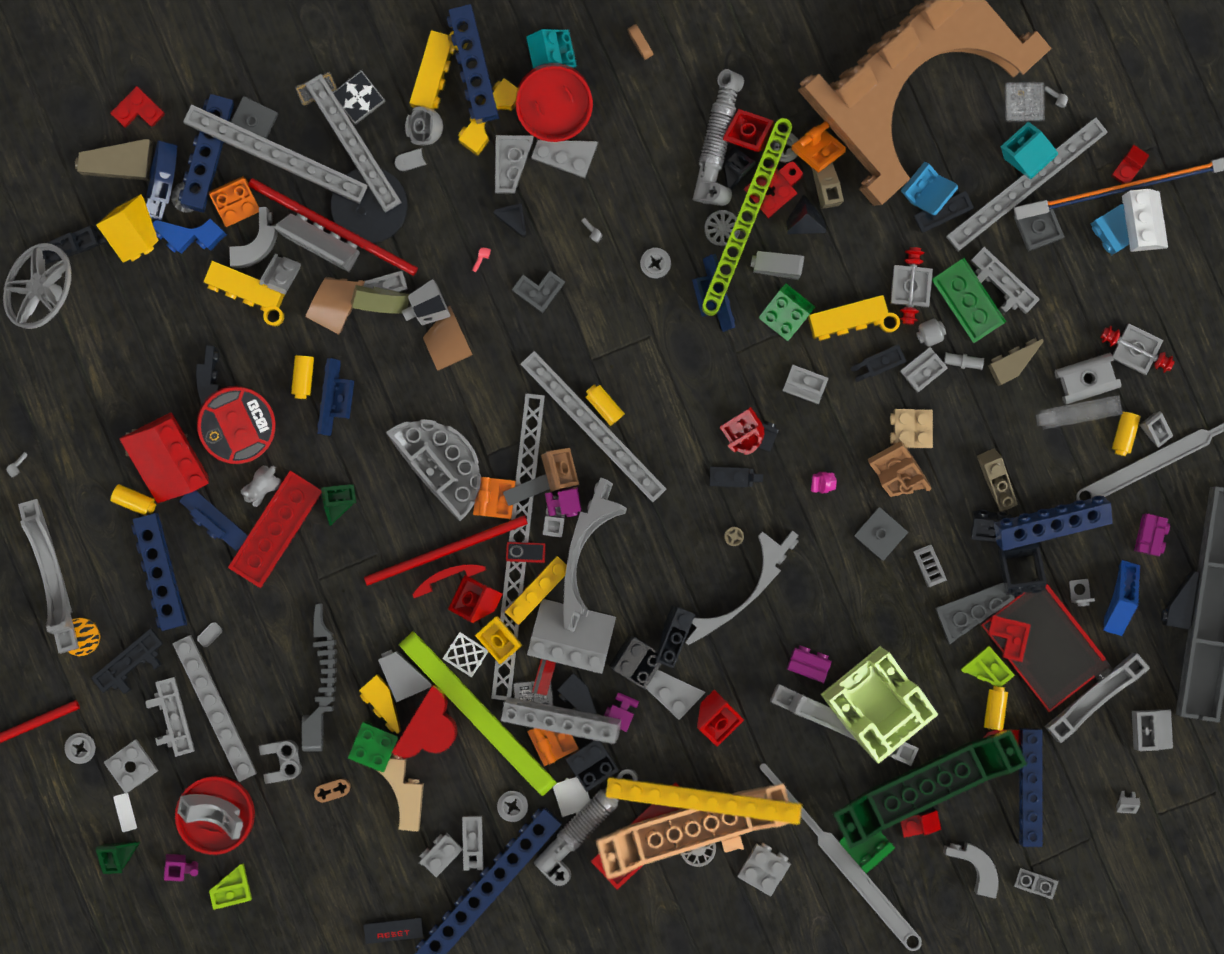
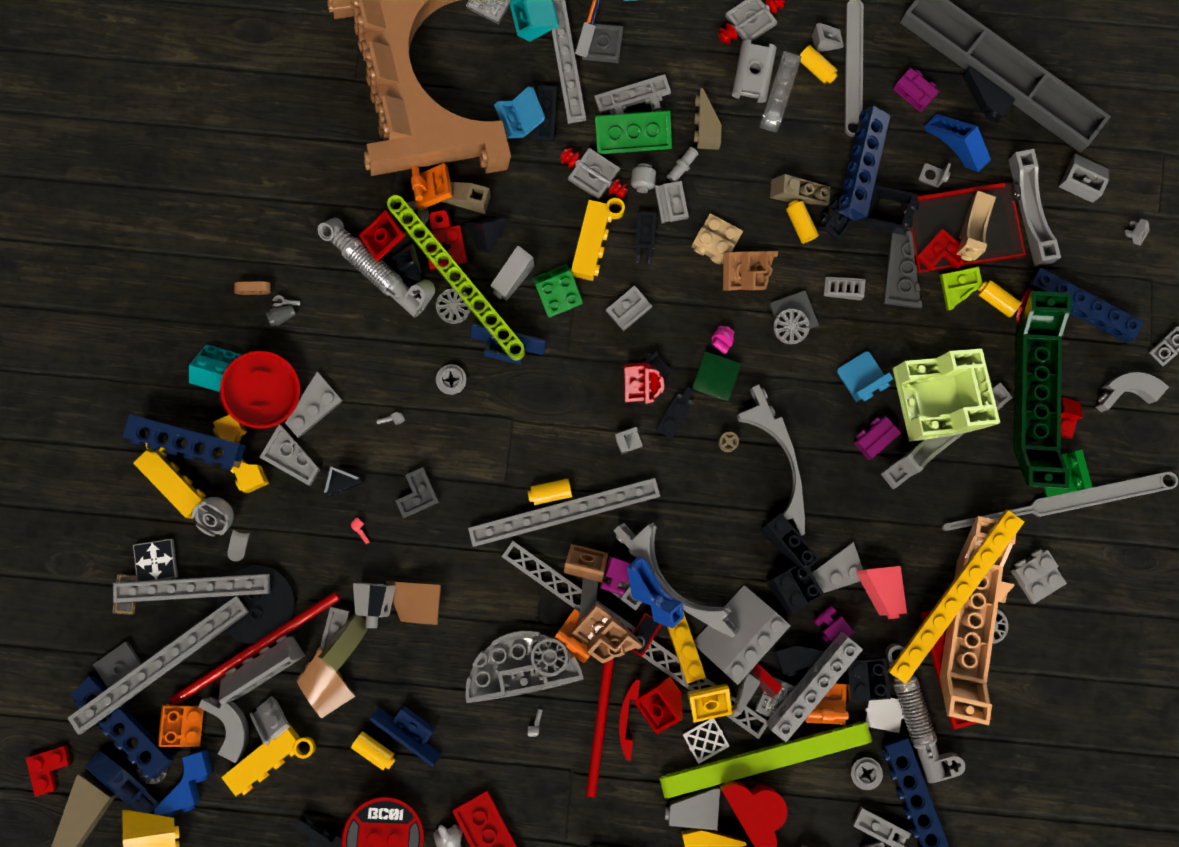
camera: 65 degrees left, 5 degrees down
(337, 500) = (503, 781): dark green slope -> none
(394, 503) = (533, 731): none -> light grey hand
(462, 482) = (549, 657): none -> light grey wheel
(507, 518) = (604, 635): none -> medium nougat slope
(528, 665) = (745, 692): none -> light grey slope
(565, 534) = (648, 590): none -> blue arch
(629, 80) = (279, 315): none -> dark grey cone
(642, 75) = (281, 301): none -> light grey hand
(678, 740) = (885, 590): none -> coral slope
(687, 448) = (628, 440): none -> light grey panel
(717, 718) = (882, 544): red slope -> none
(787, 494) = (716, 376): none -> dark green slope
(857, 624) = (863, 377): none -> dark azure bracket
(867, 536) = (791, 326): none -> light grey wheel
(970, 496) = (802, 221): none -> yellow brick
(1047, 652) = (975, 226): none -> tan arch

